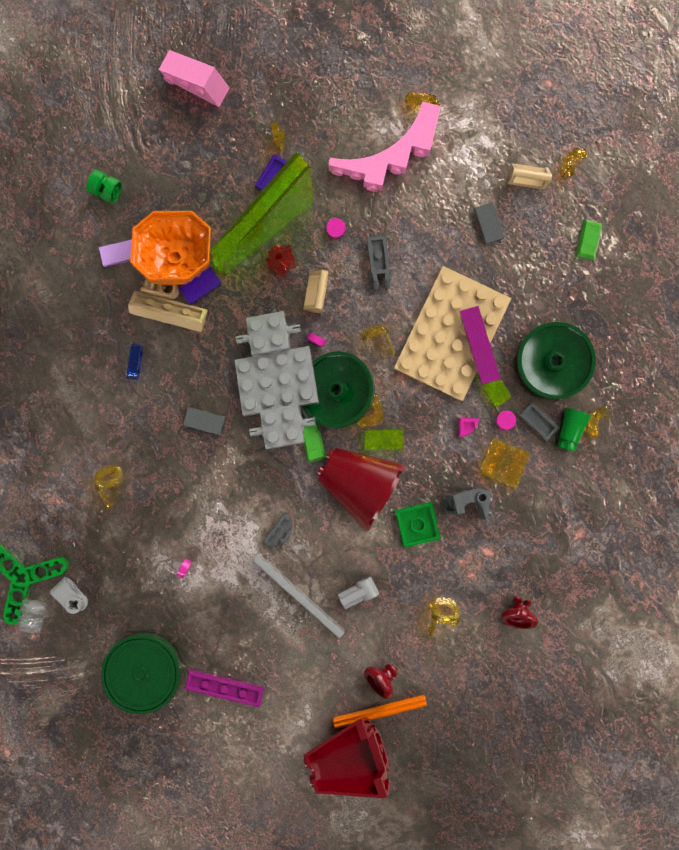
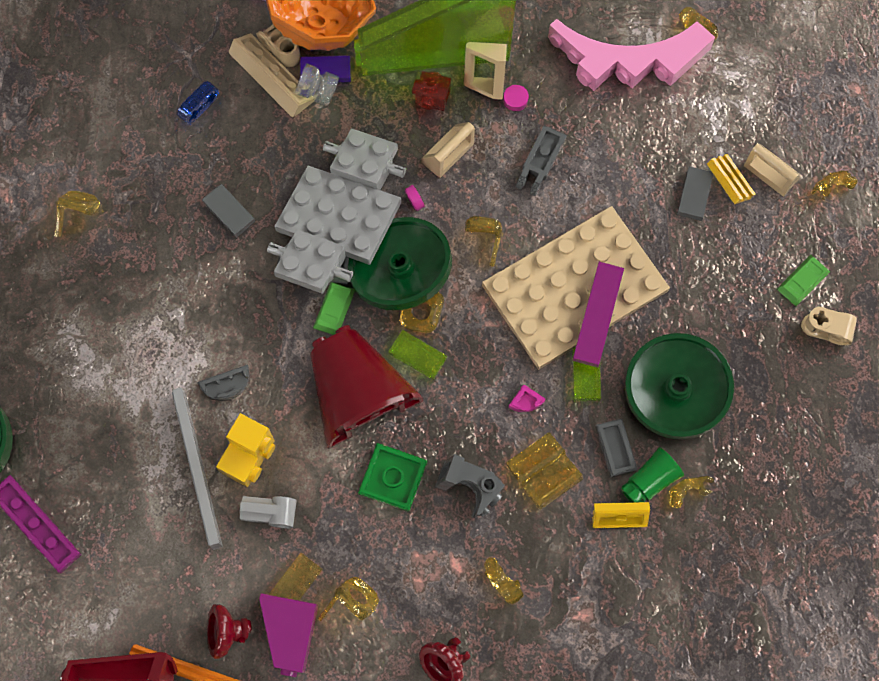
camera: 30 degrees right, 15 degrees down
(183, 568) = (88, 354): dark pink tile -> none
(205, 302) = (316, 85): none -> clear wheel
(307, 212) = (493, 53): none -> tan tile
(321, 568) = (247, 449): none -> yellow brick
(401, 624) = (297, 579): none -> clear yellow tile
(417, 654) = (289, 631): none -> magenta slope
(505, 420) = (577, 421): dark pink tile -> none
(506, 199) = (731, 179): none -> yellow tile
(529, 548) = (508, 588): none -> clear yellow piece
(568, 462) = (620, 515): none -> yellow tile
(625, 261) = (830, 325): none -> tan piece

